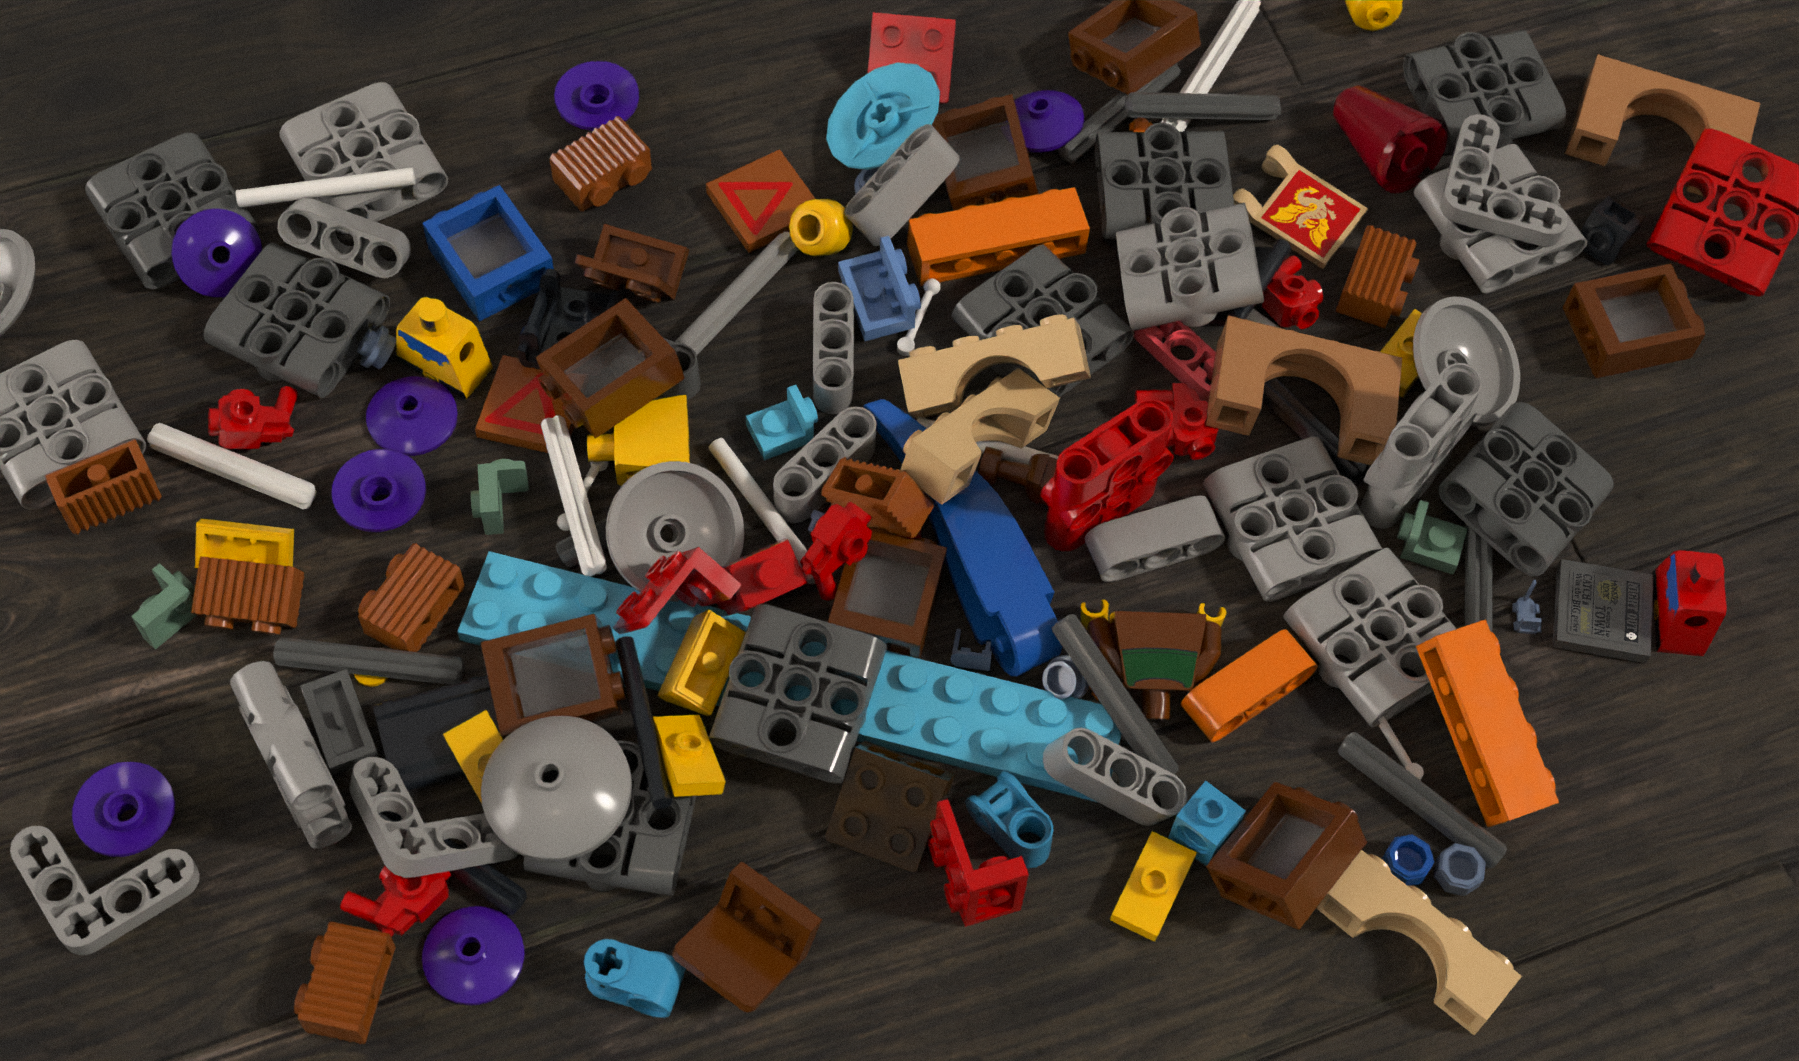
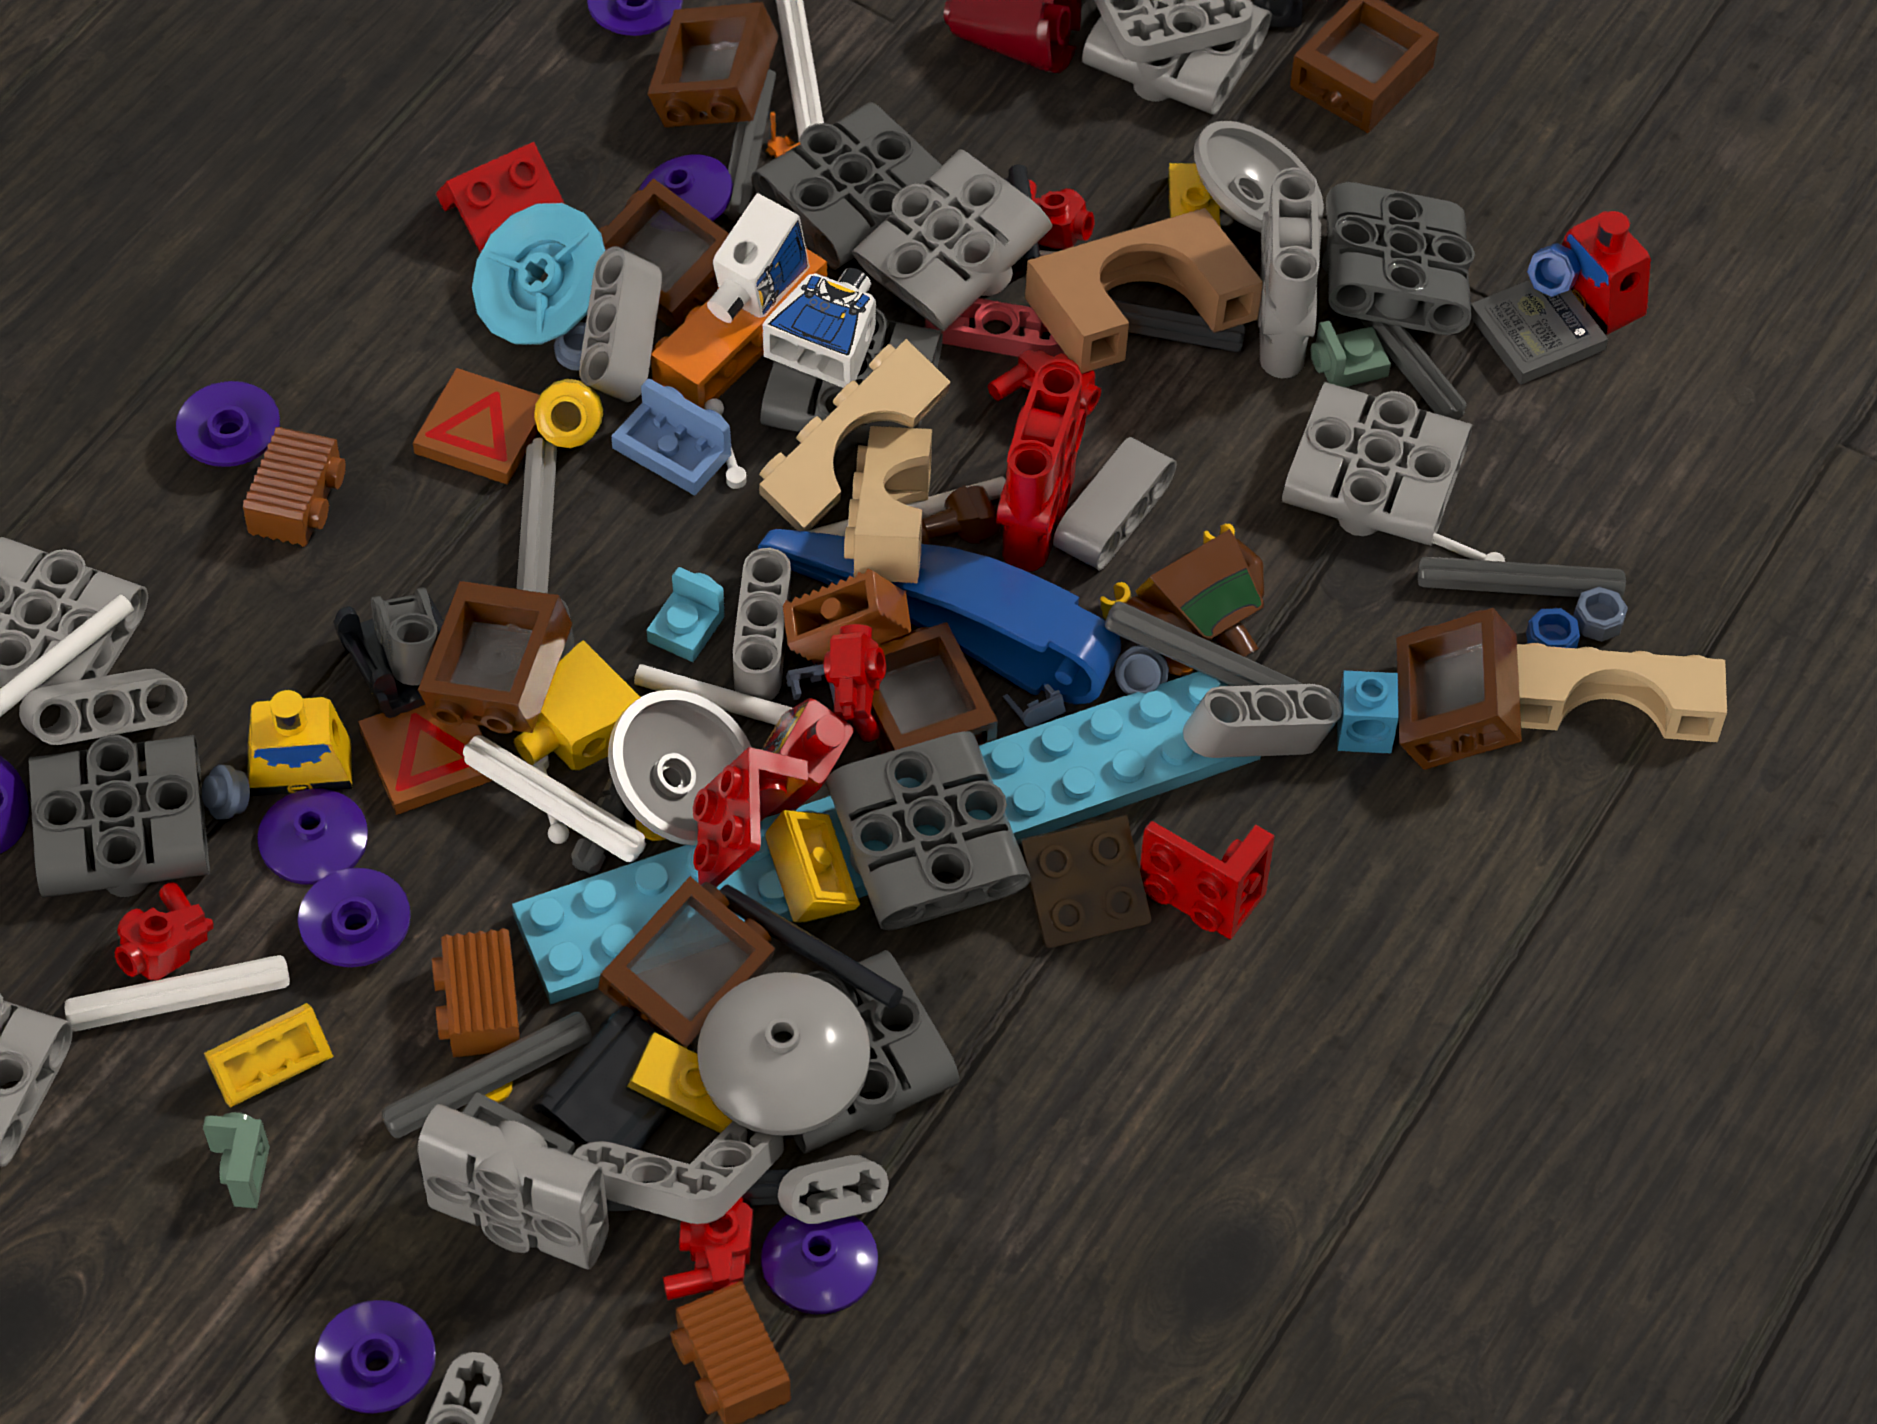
camera: 35 degrees left, 5 degrees down
(103, 486) = (74, 1087): dark orange brick -> none
(248, 594) = (315, 1090): dark orange brick -> none
(488, 252) = (254, 633): blue window -> none
(494, 479) = (467, 852): sand green bracket -> none
(513, 912) = (835, 1200): none -> light grey beam
(573, 308) = (407, 633): none -> dark grey piece
(637, 261) = (416, 555): reddish brown bracket -> none
(641, 977) = (991, 1170): dark azure piece -> none
(688, 756) = (880, 946): yellow plate -> none
(748, 939) = (1064, 1064): reddish brown bracket -> none
(836, 330) = (675, 515): light grey beam -> none
(1009, 811) = (1201, 811): dark azure piece -> none
(1026, 197) = (758, 260): none -> white torso
(1039, 273) = (823, 327): none -> torso
(1153, 886) = (1362, 796): yellow plate -> none
(1202, 106) = (829, 91): dark grey axle -> none
(1249, 685) = (1302, 576): orange beam -> none
(1303, 209) = (995, 130): flag -> none
(1305, 484) = (1219, 410): light grey connector -> none
(1376, 277) = (1115, 154): dark orange brick -> none
(1487, 723) = (1531, 474): orange brick -> none
(1526, 614) = (1475, 368): sand blue piece -> none
(1645, 574) = (1554, 269): none -> blue tile

